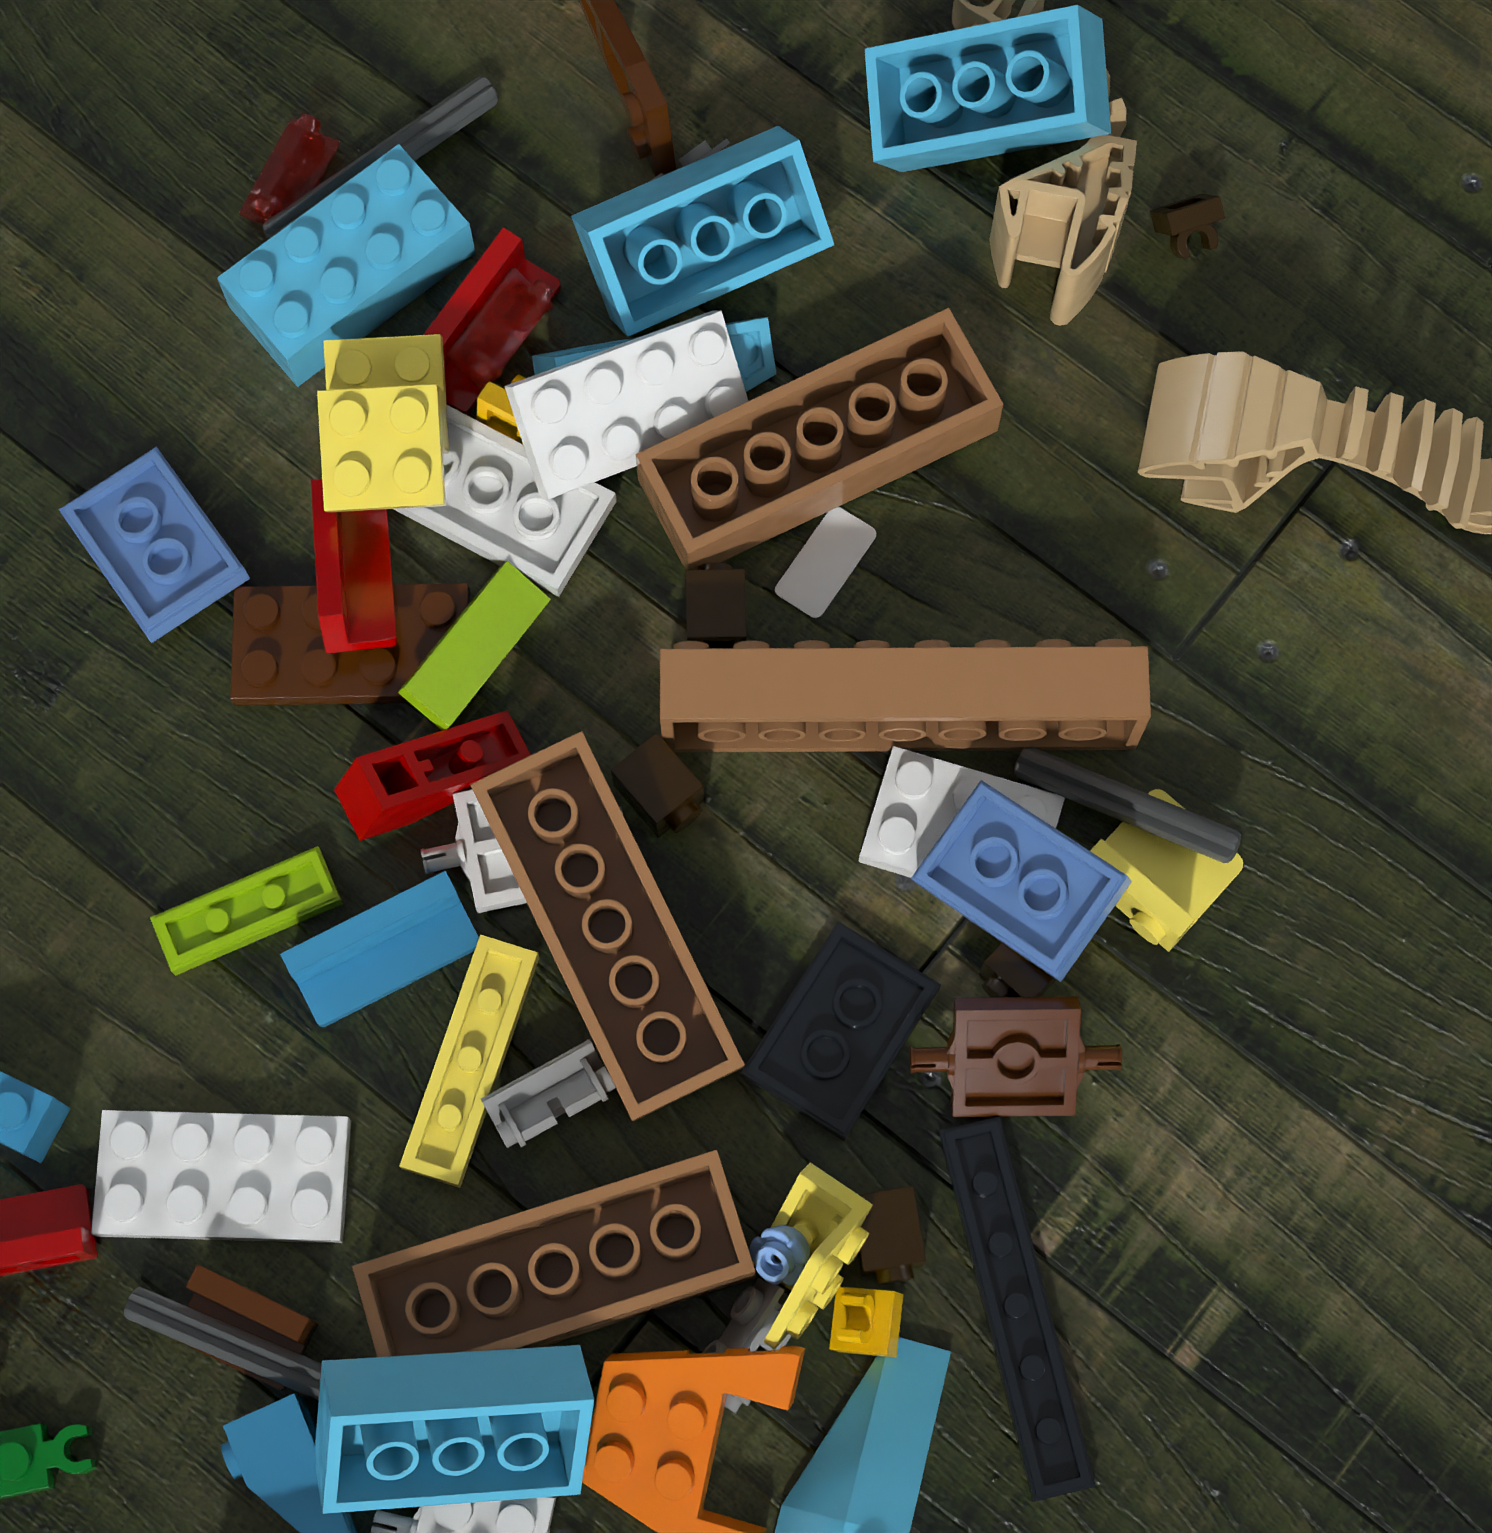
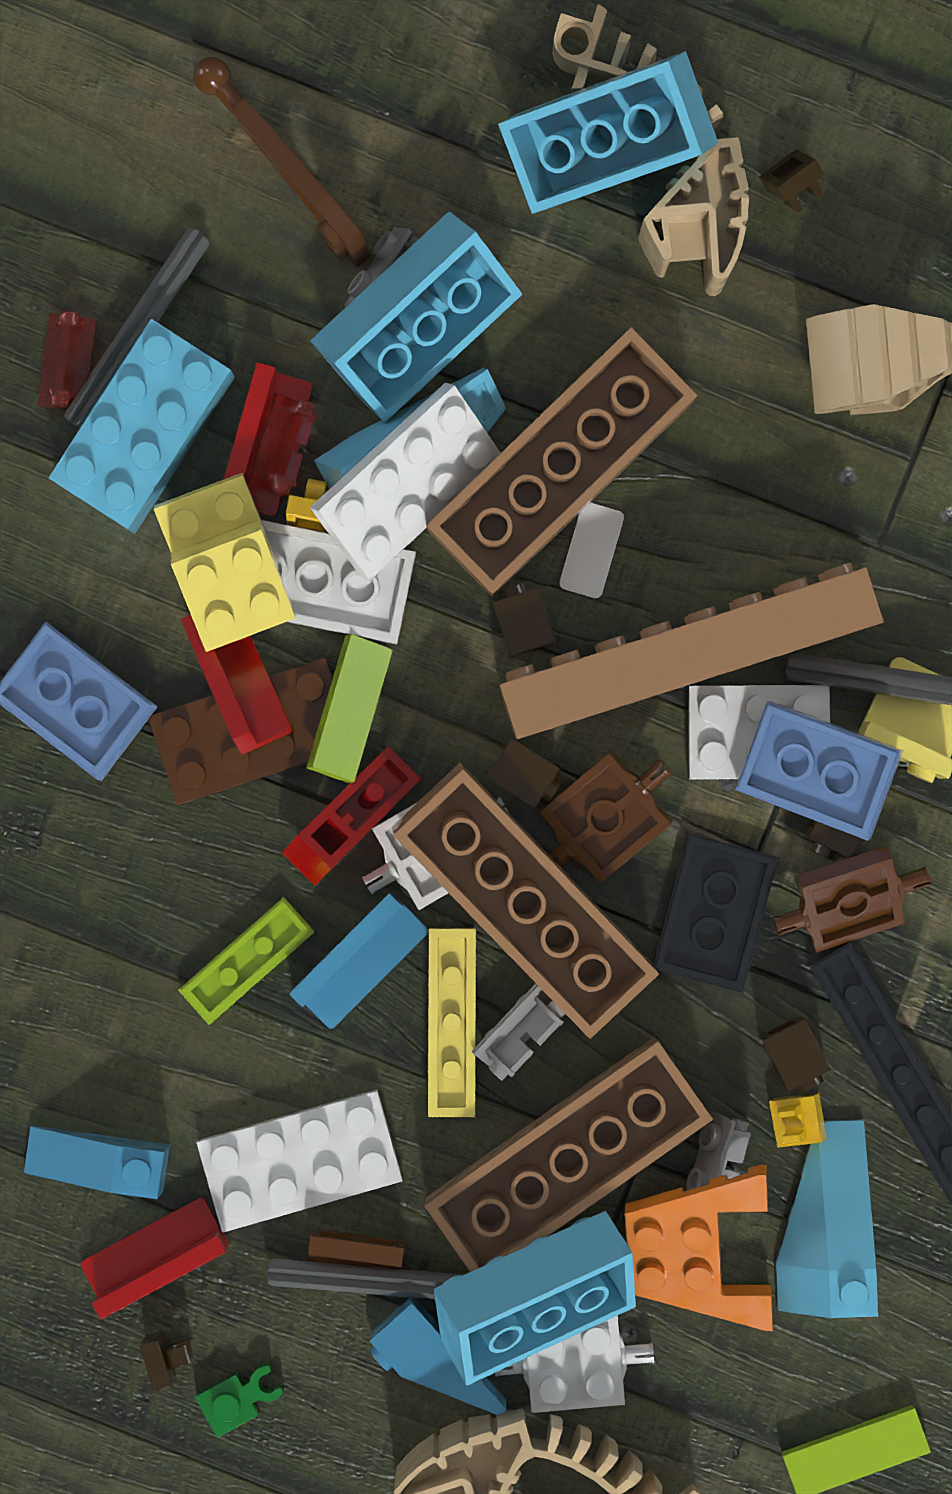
camera: 20 degrees left, 15 degrees up
(744, 865) = (607, 815): none -> reddish brown plate
(788, 1246) = (725, 1097): light blue plate -> none
(831, 1223) = (743, 1085): light yellow bracket -> none

